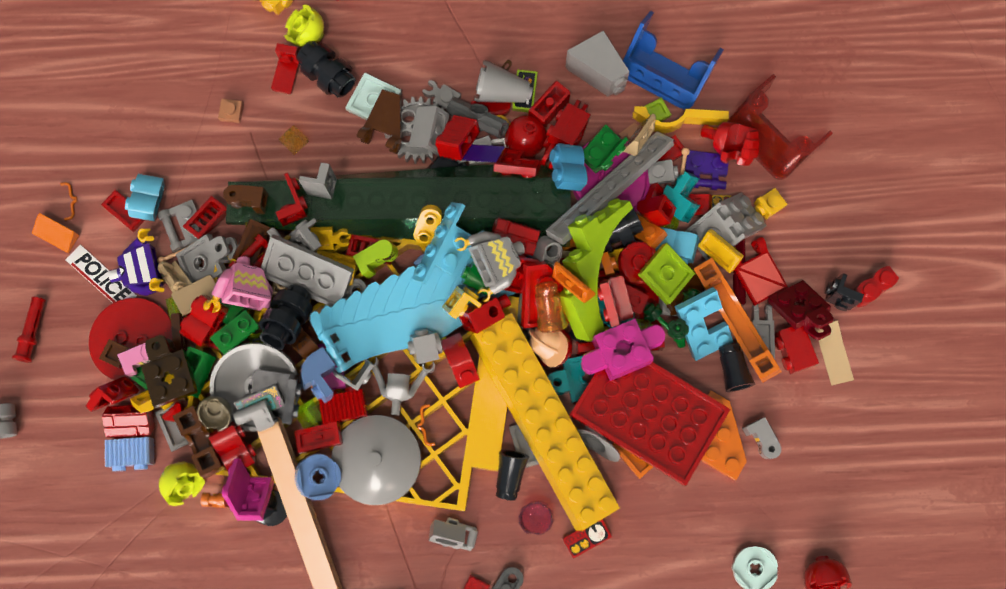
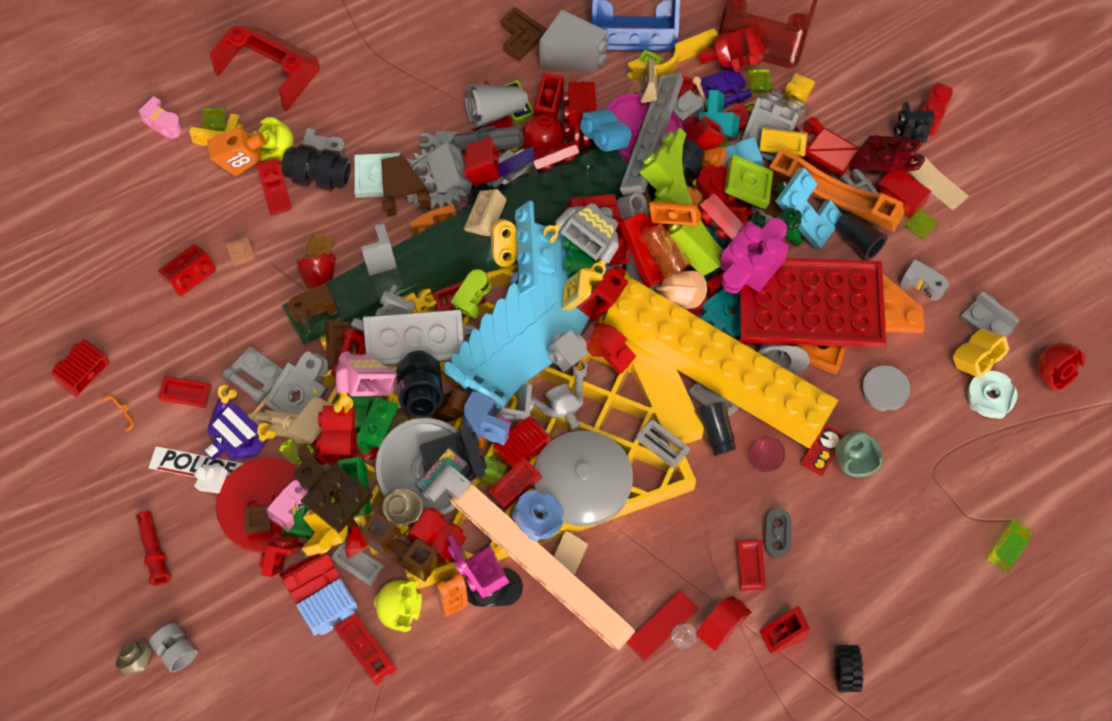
camera: 30 degrees left, 15 degrees down
(54, 233) = (124, 445): orange slope -> none
(55, 148) = (79, 367): none -> red brick
(101, 296) = (210, 478): none -> white tile
(139, 501) = (364, 648): none -> red plate
(145, 197) = (202, 364): medium azure brick -> none
(180, 105) = (187, 269): none -> red bracket
(206, 208) = (280, 339): red slope -> none
(268, 21) = (236, 150): none -> orange torso
(275, 163) = (316, 270): none -> red hat
(289, 212) = (369, 289): red bracket -> none
(334, 513) = (570, 551): none -> tan slope
(350, 54) = (322, 142): none -> light grey leg
(392, 164) = (430, 218): none -> orange slope
(421, 423) = (609, 428): orange piece -> none
(428, 189) = (485, 212): none -> tan slope
(449, 448) = (659, 452): none -> light grey tile
(452, 534) = (694, 511): light grey piece -> none
(570, 30) = (525, 33): none -> reddish brown plate
(603, 148) = (626, 104): green bracket -> none
(608, 561) = (858, 454): none -> sand green piece
(671, 513) = (886, 388): none -> light grey tile
(740, 179) = (760, 81): none -> clear neon green plate
(767, 529) = (981, 352): none -> yellow brick
(795, 385) = (921, 224): none -> clear neon green plate
(796, 502) = (989, 315): none -> light grey bracket

